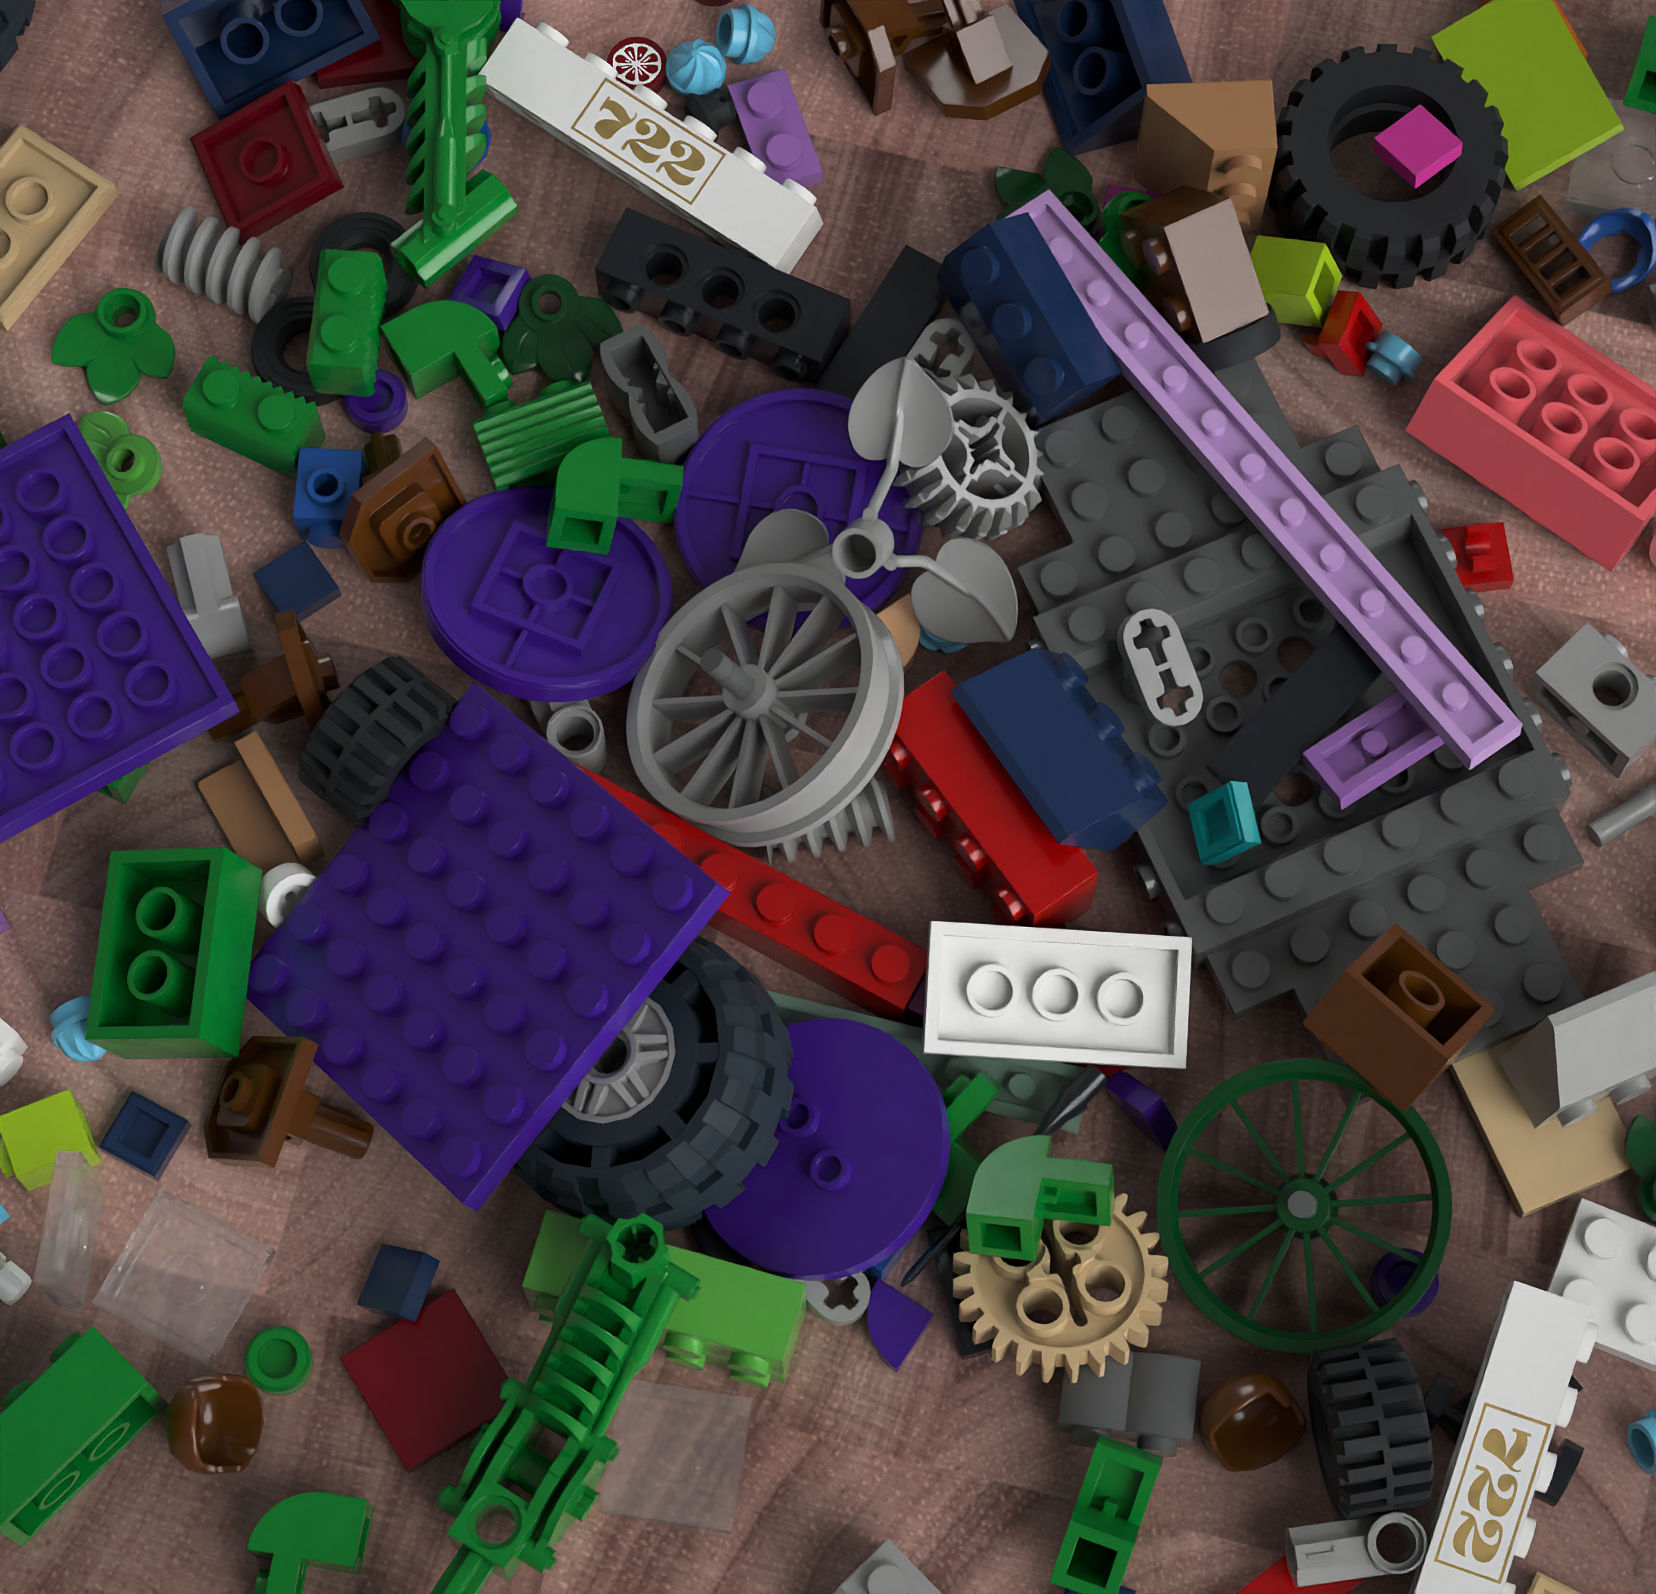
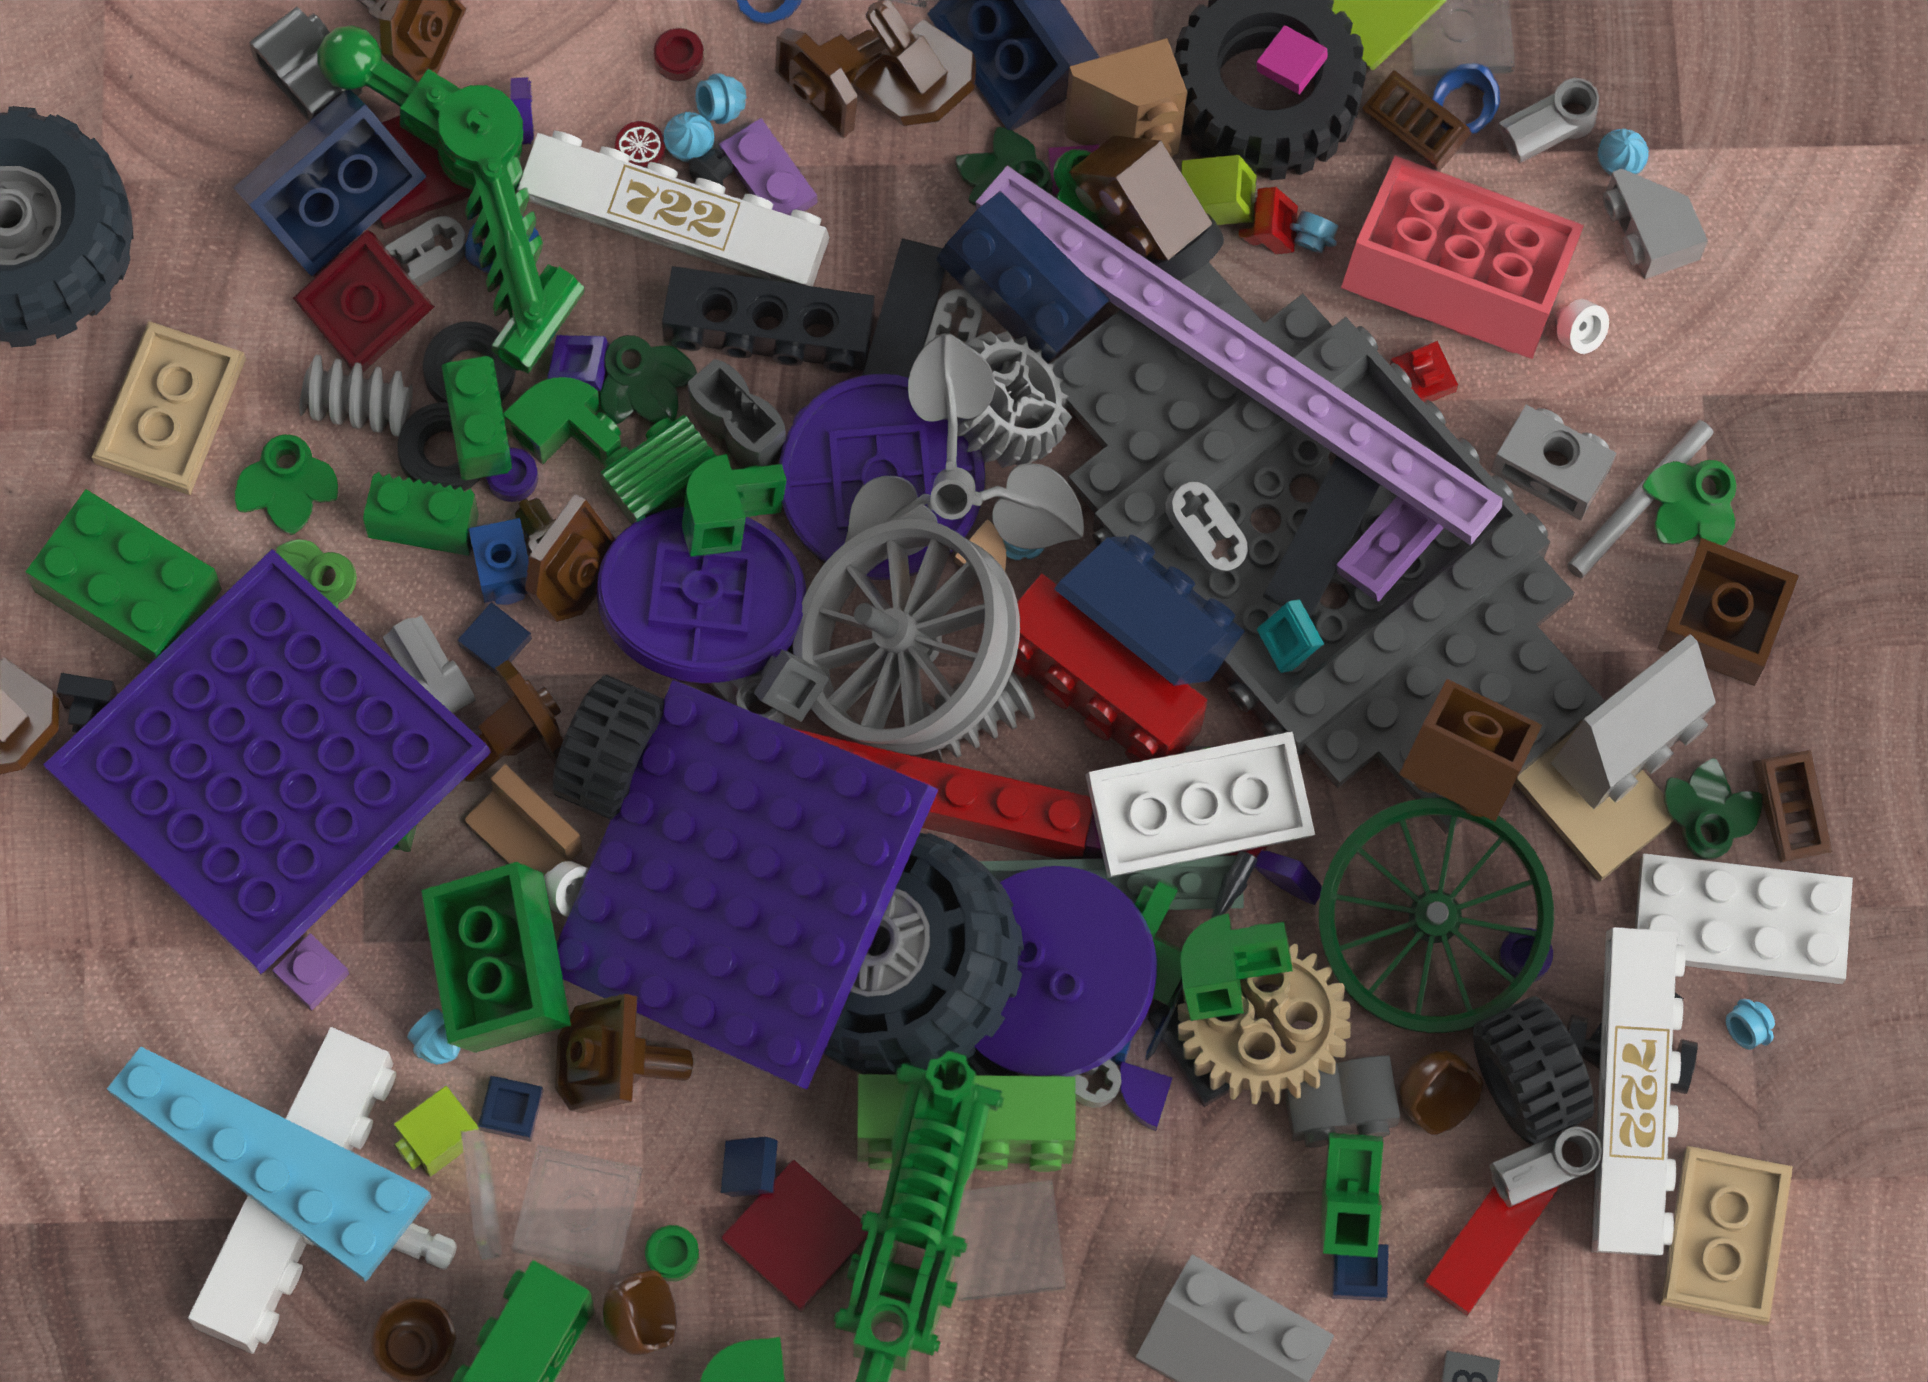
camera: 20 degrees left, 0 degrees up
(612, 725) = (790, 684): none -> dark grey tile

